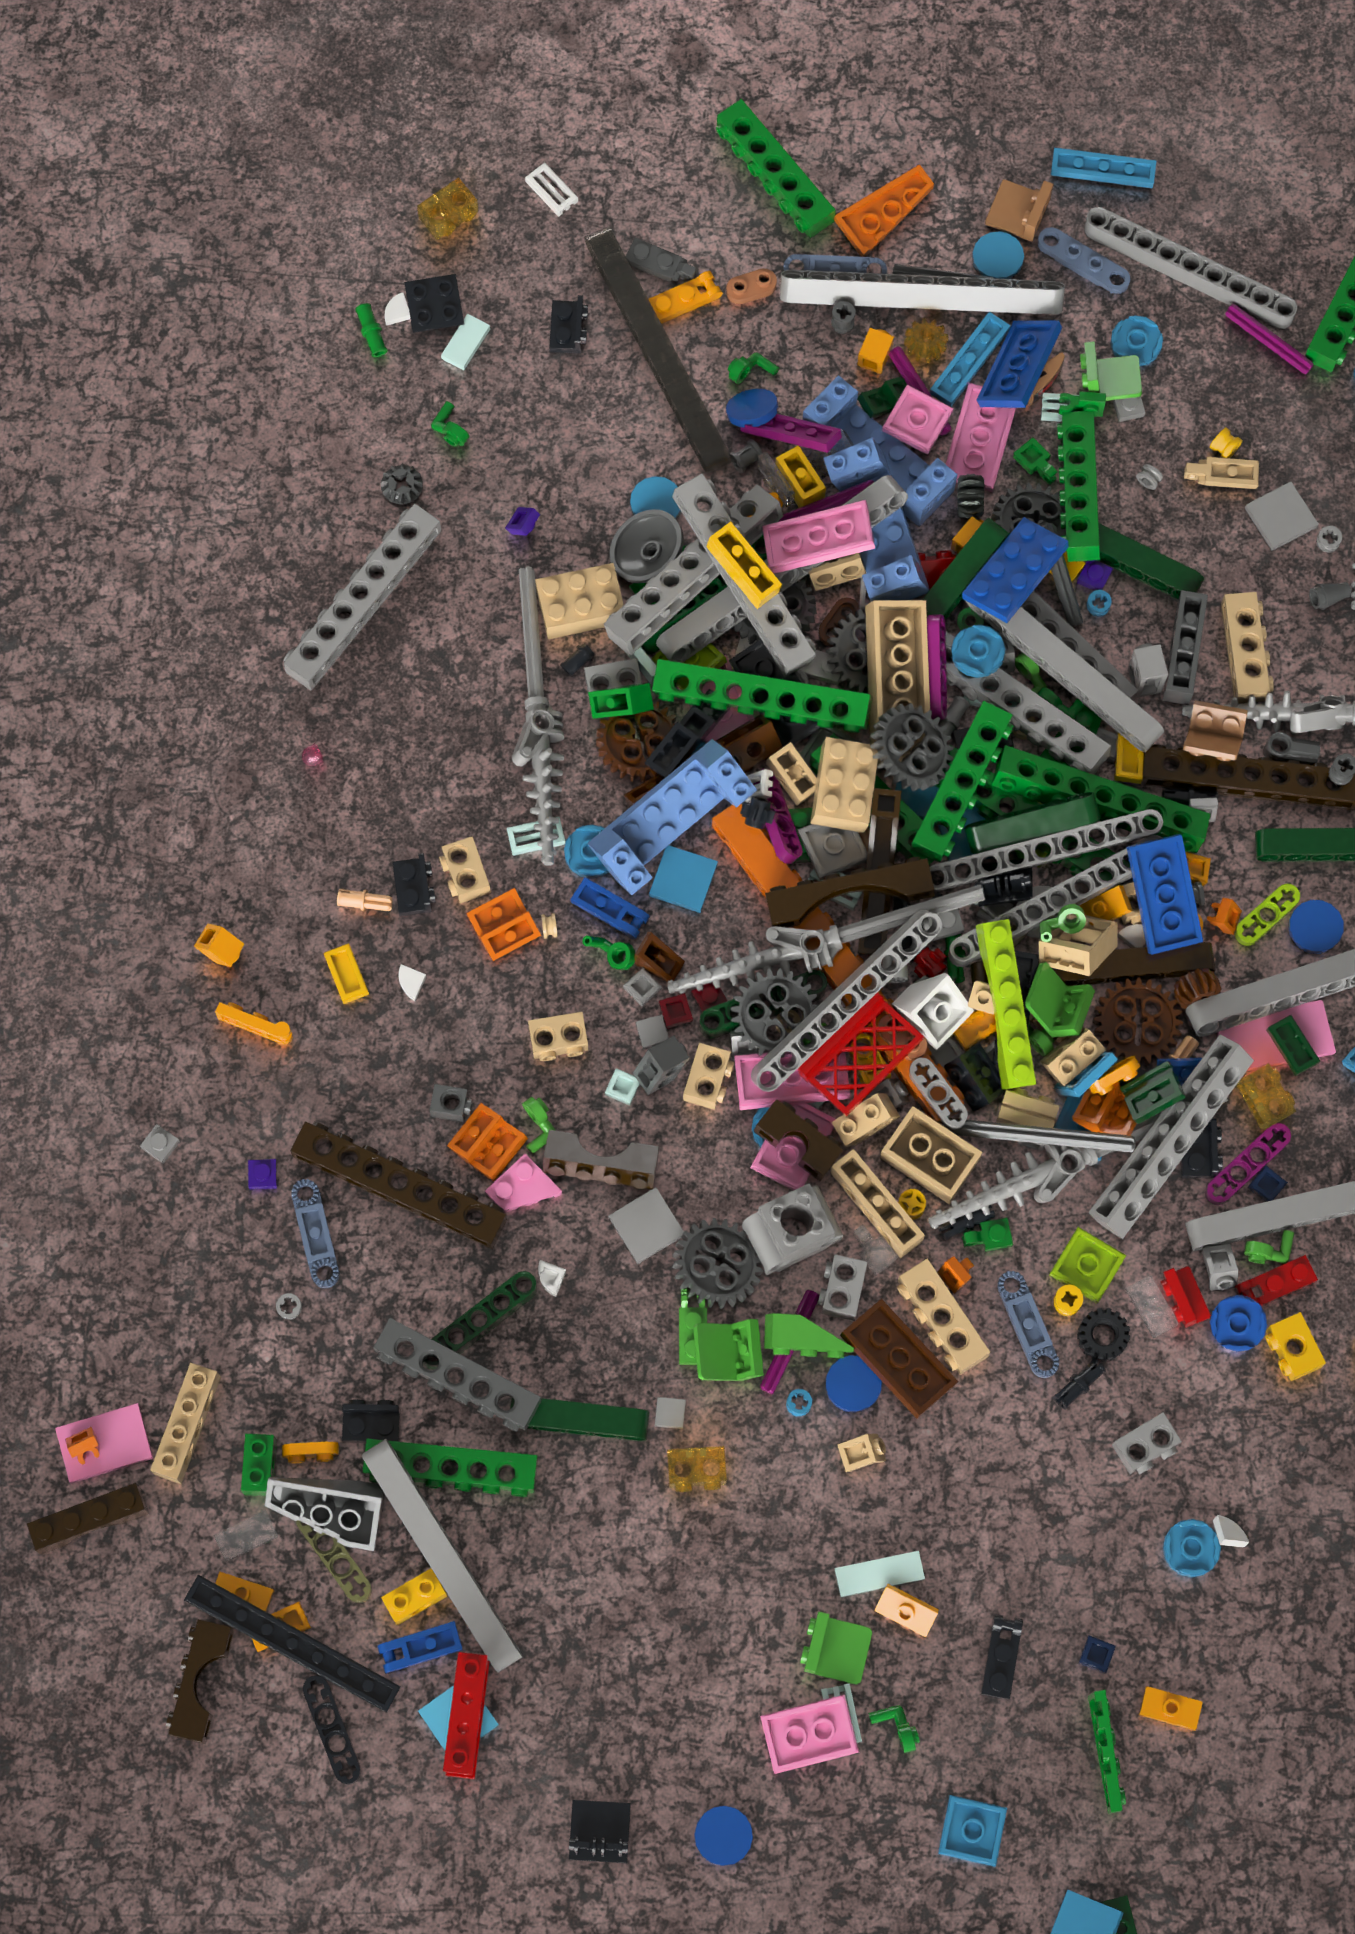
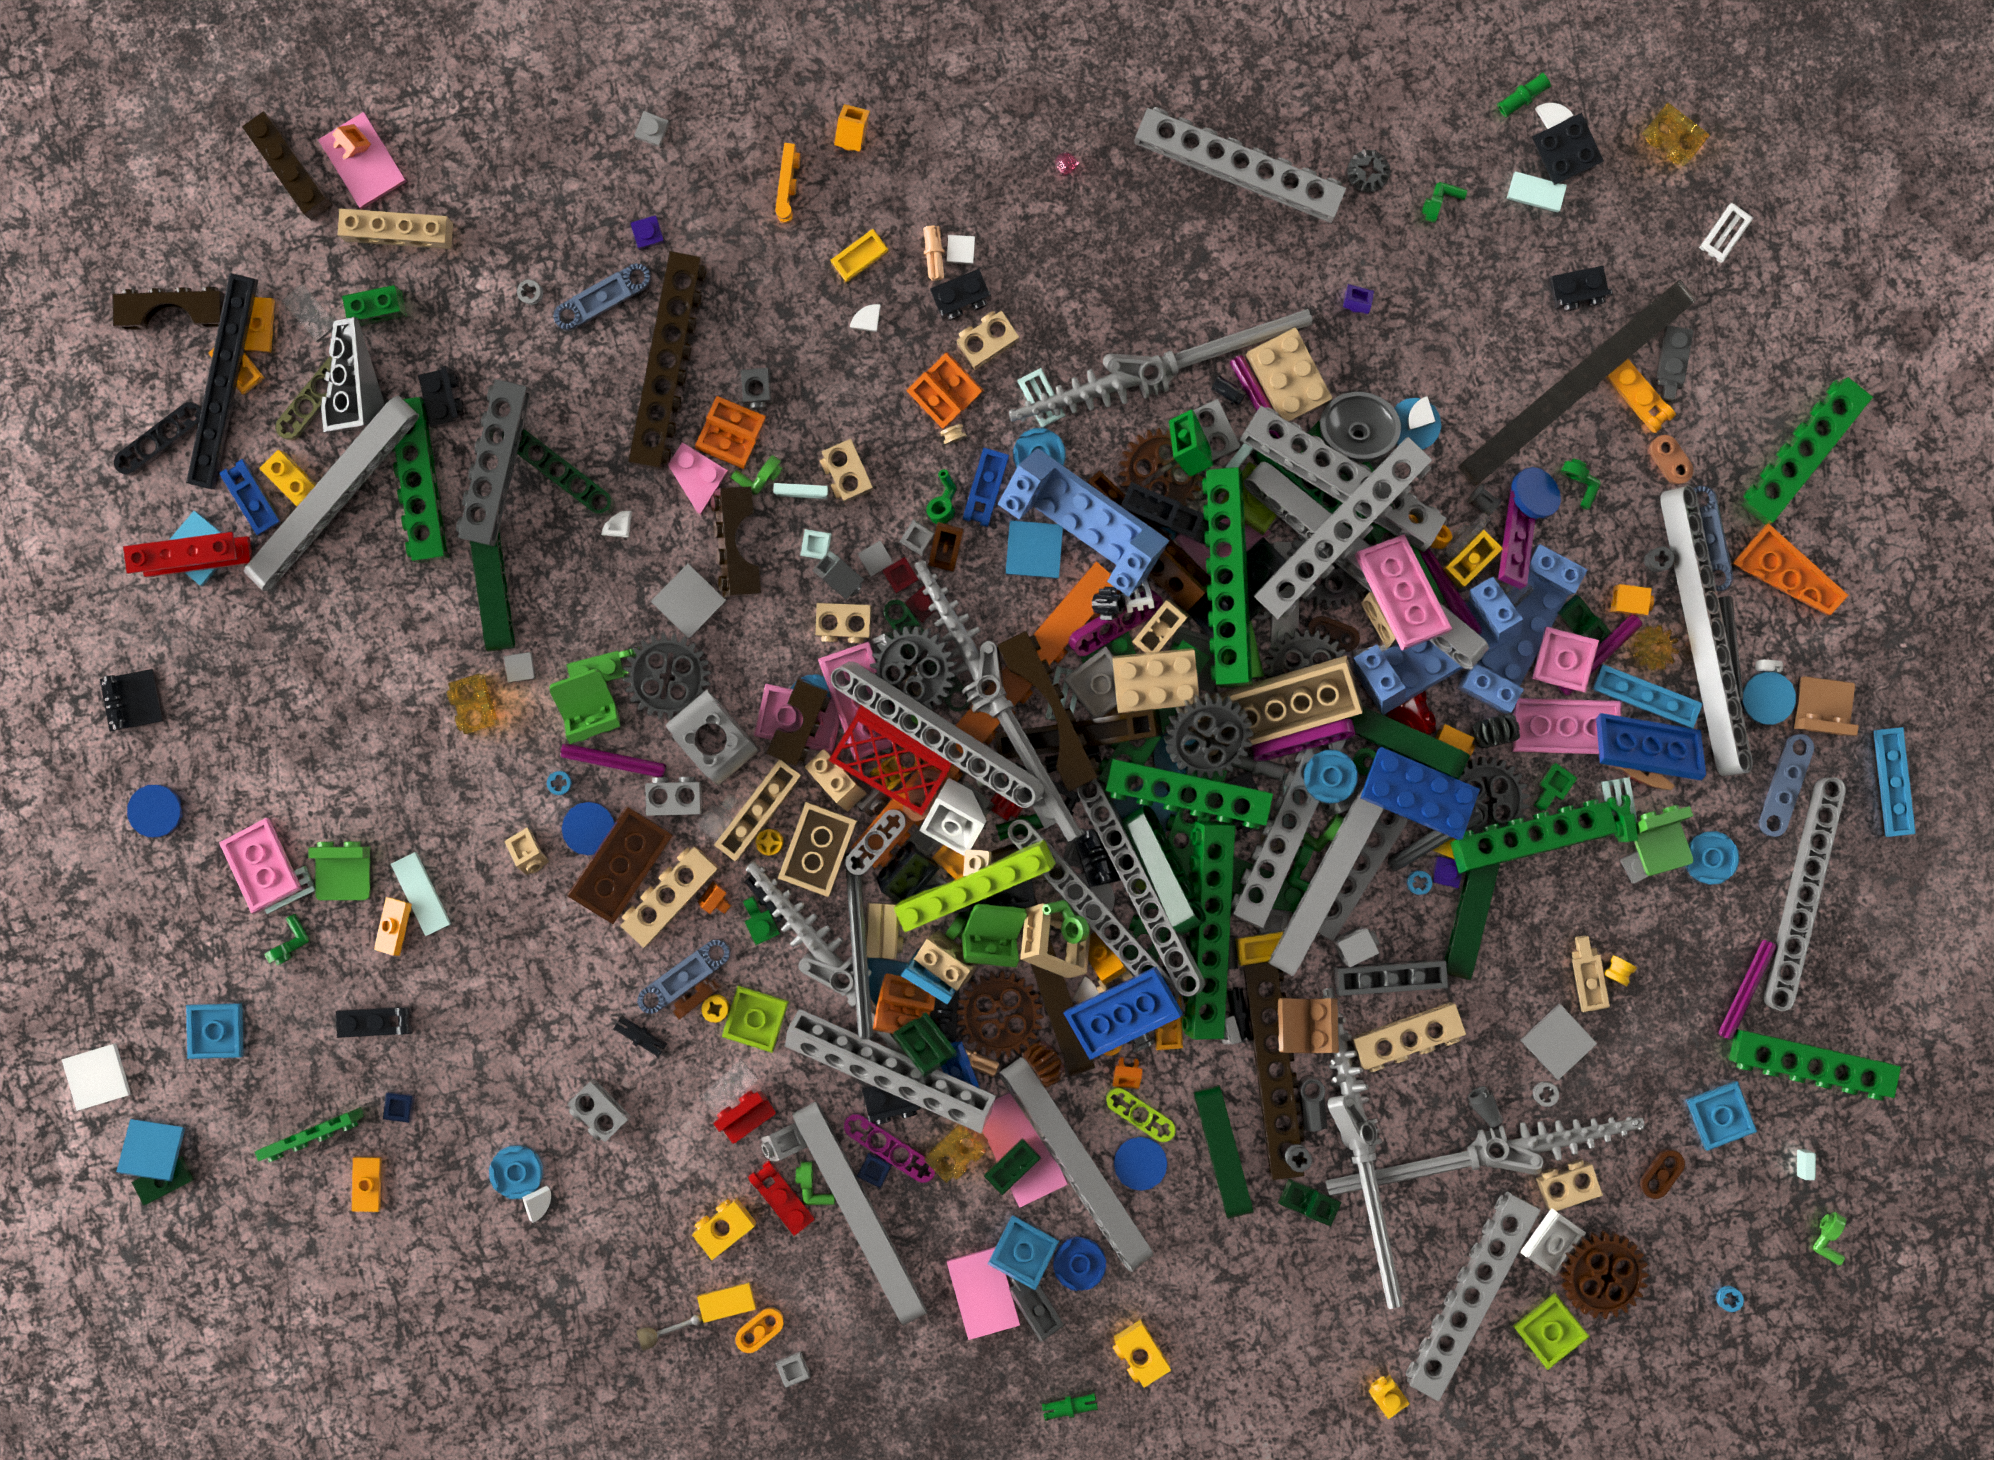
camera: 80 degrees right, 15 degrees up
(321, 1451) = (396, 339): light orange plate -> none
(368, 875) = (960, 249): none -> white tile
(565, 1085) = (801, 491): none -> light aqua tile
(571, 640) = (1250, 385): none -> magenta axle
(649, 491) = (1420, 414): none -> white tile
(744, 565) = (1343, 525): yellow brick -> none
(798, 1333) = (614, 764): bright green slope -> none
(967, 248) = (1769, 666): none -> white tile
(1048, 1306) = (686, 1004): none -> reddish brown plate
(1109, 1318) = (675, 1053): black tyre -> none
(1123, 1070) = (941, 1013): light orange plate -> none
(1149, 476) = (1565, 903): light grey bush -> none
(1238, 1323) = (733, 1171): blue tile -> none

